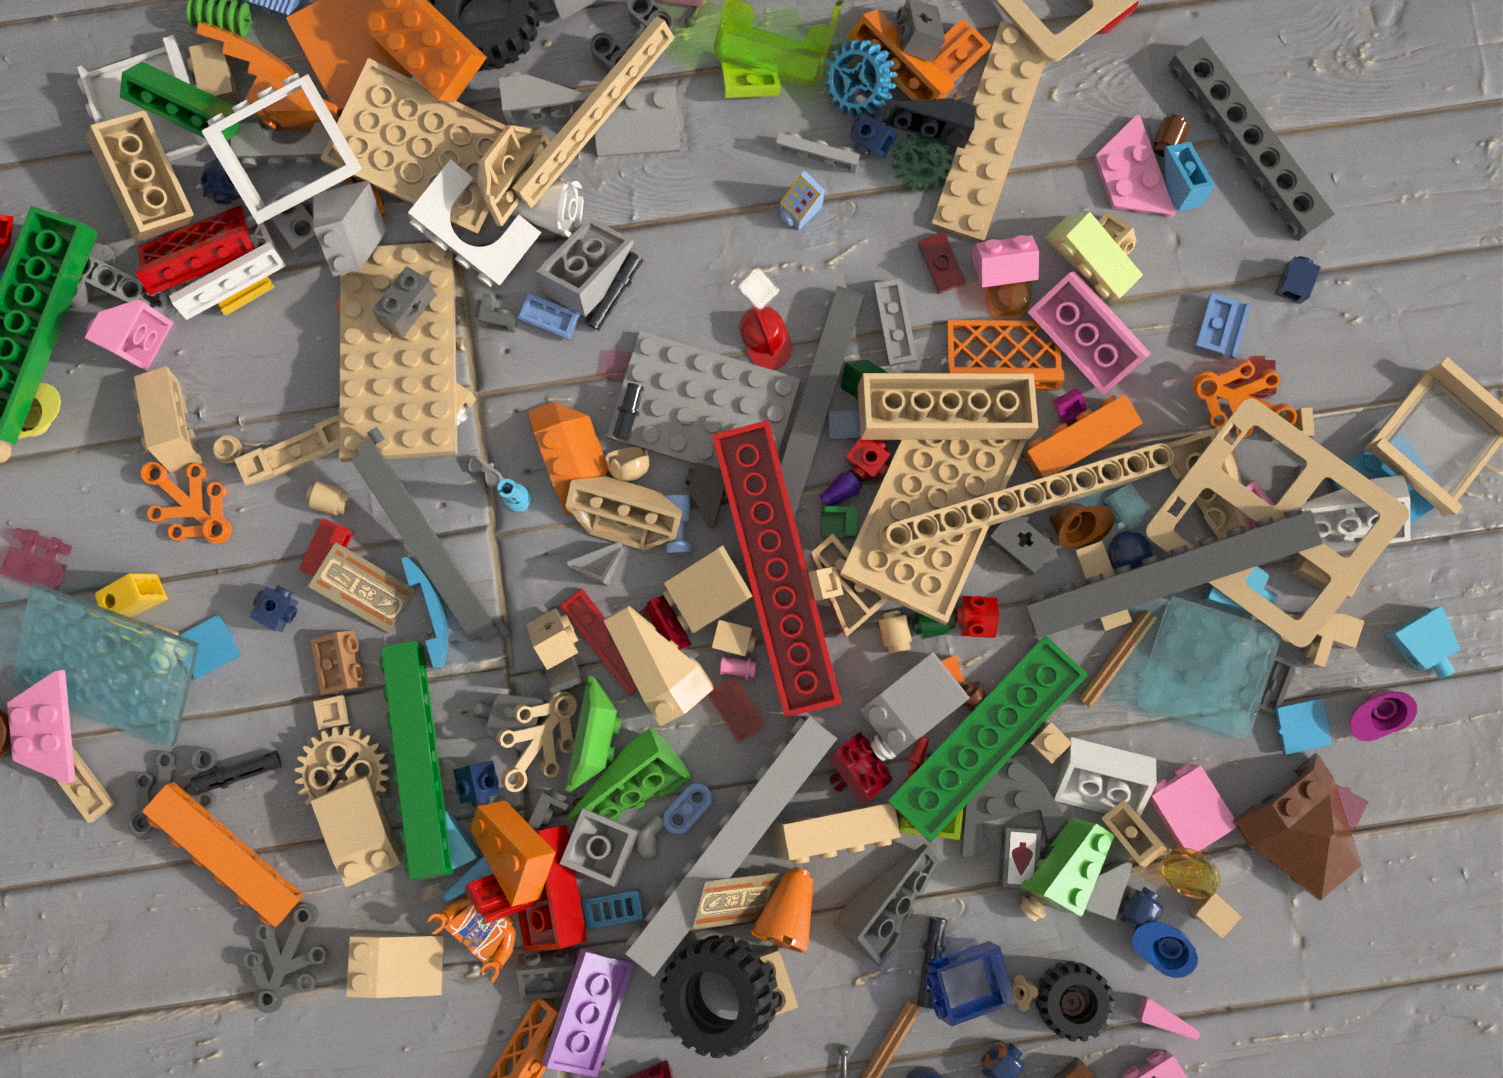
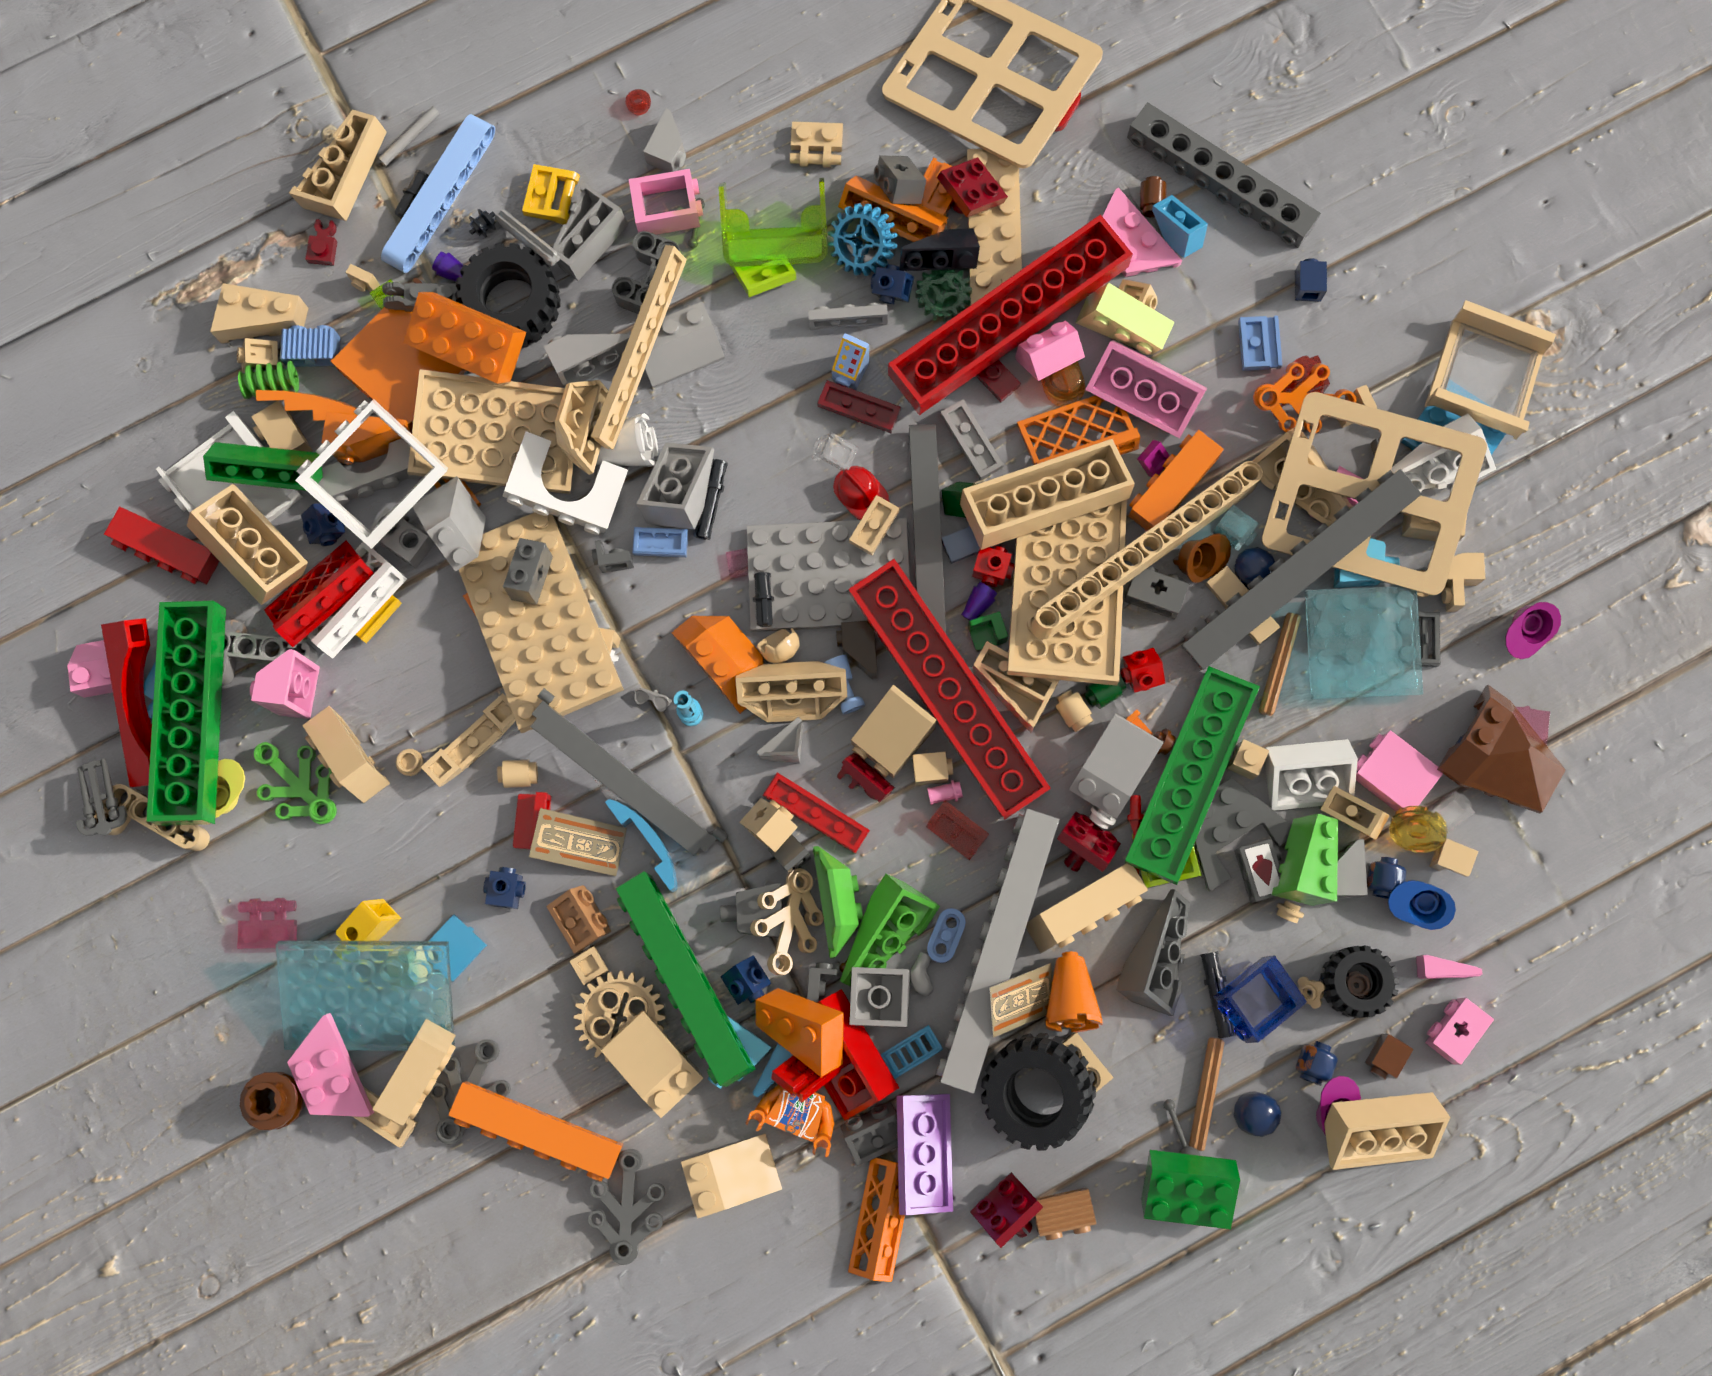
camera: 15 degrees left, 5 degrees down
(58, 145) = (161, 545): none -> red brick
(112, 435) = (298, 787): none -> bright green plant
(125, 759) = (416, 1073): none -> tan brick
(190, 506) = (393, 826): orange plant -> none
(225, 776) = (523, 1050): black pin -> none
(661, 672) = (879, 819): tan wedge -> none
(764, 376) = (874, 525): none -> tan plate
(794, 248) = (858, 406): none -> dark red plate
(825, 583) = (997, 685): tan plate -> none
(979, 208) = (1009, 314): none -> red brick
(989, 63) = (971, 187): none -> dark red plate
(1303, 726) = (1466, 665): dark azure piece -> none
(1426, 641) = (1545, 553): medium azure torso -> none

